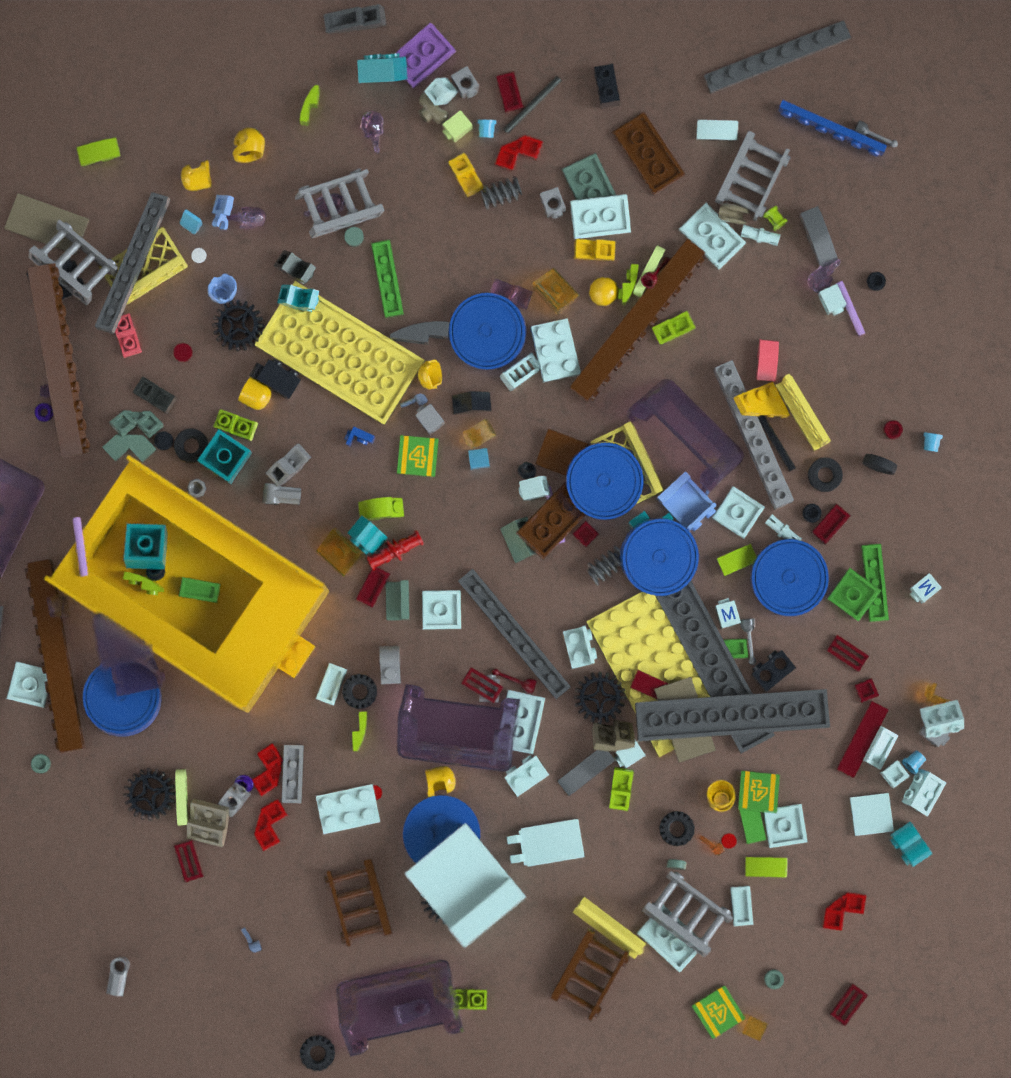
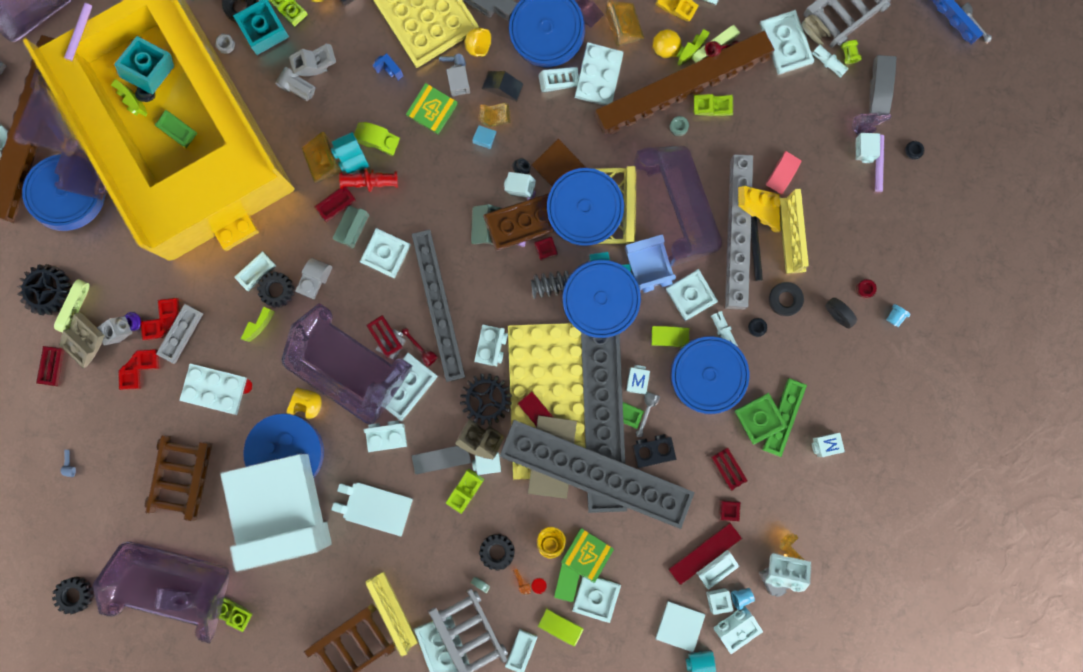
camera: 25 degrees right, 0 degrees up
(651, 362) = (679, 126): none -> sand green tile
(831, 524) = (770, 345): dark red tile -> none

